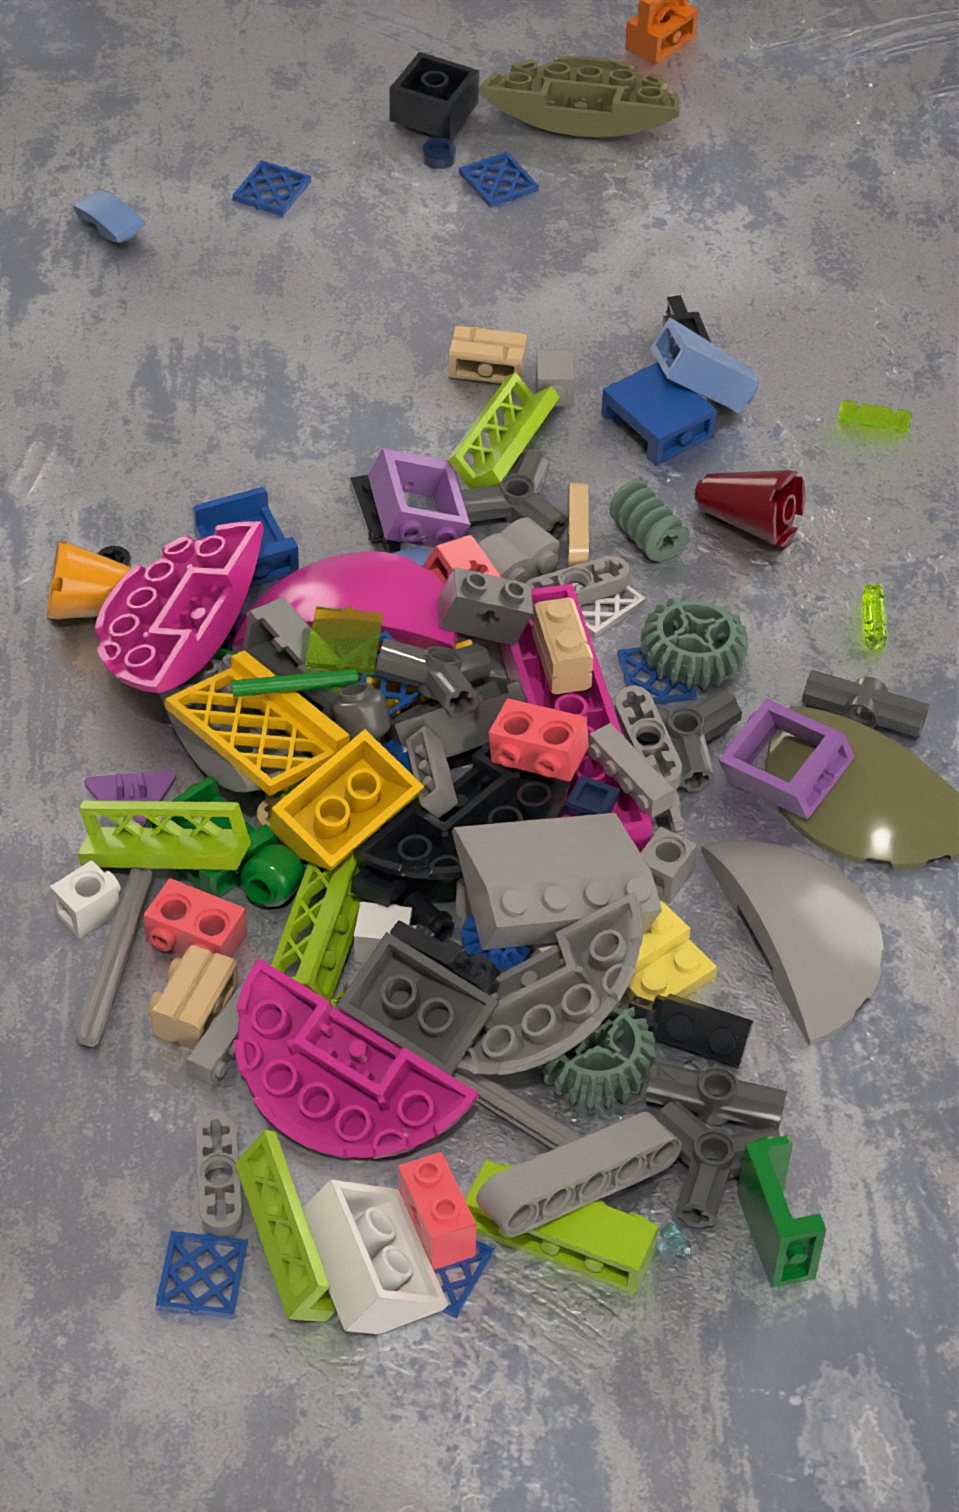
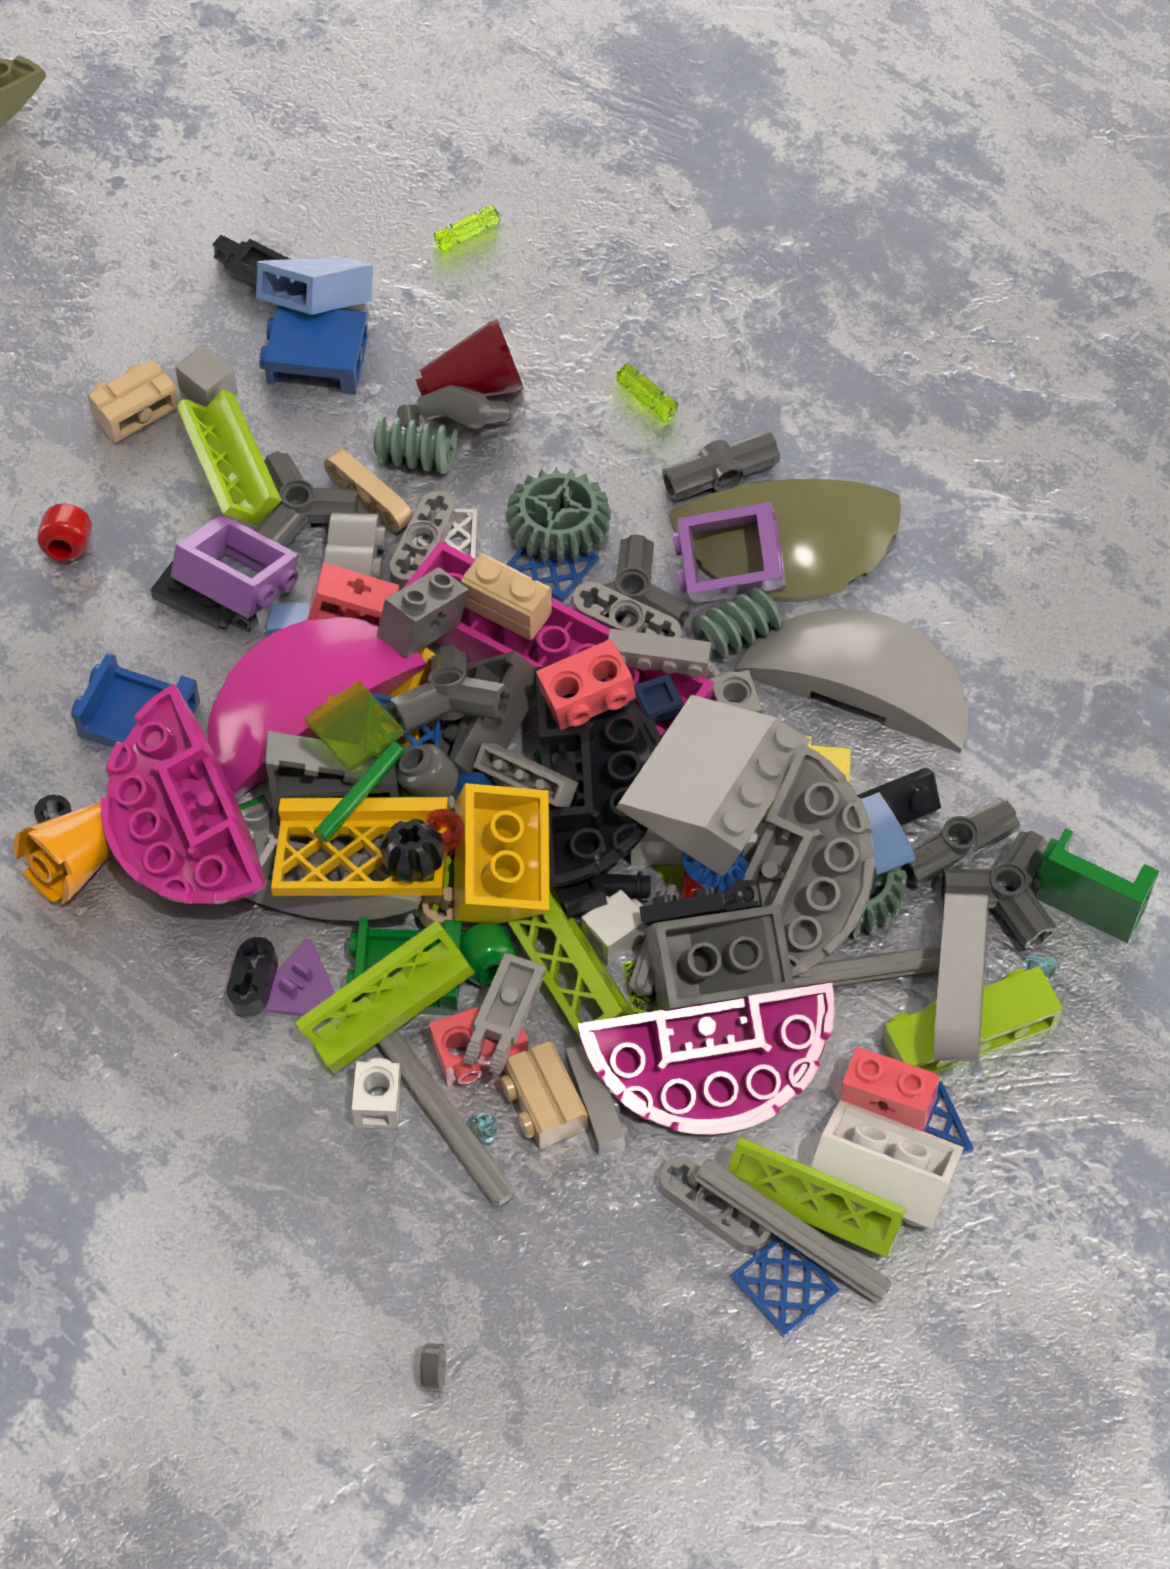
camera: 45 degrees left, 10 degrees up
(105, 760) = (244, 974): none -> black beam
(128, 985) = (483, 1128): none -> clear light blue rock
(221, 909) = (505, 1009): none -> light grey hinge
(244, 1238) = (793, 1230): none -> light grey axle
(273, 741) = (412, 850): none -> black piece
(325, 744) = (450, 820): none -> clear red bush
(338, 400) = (64, 532): none -> red head
(642, 1024) = (889, 841): none -> medium blue slope
(710, 520) = (461, 405): none -> dark grey arm
(736, 812) = (737, 620): none -> sand green piece

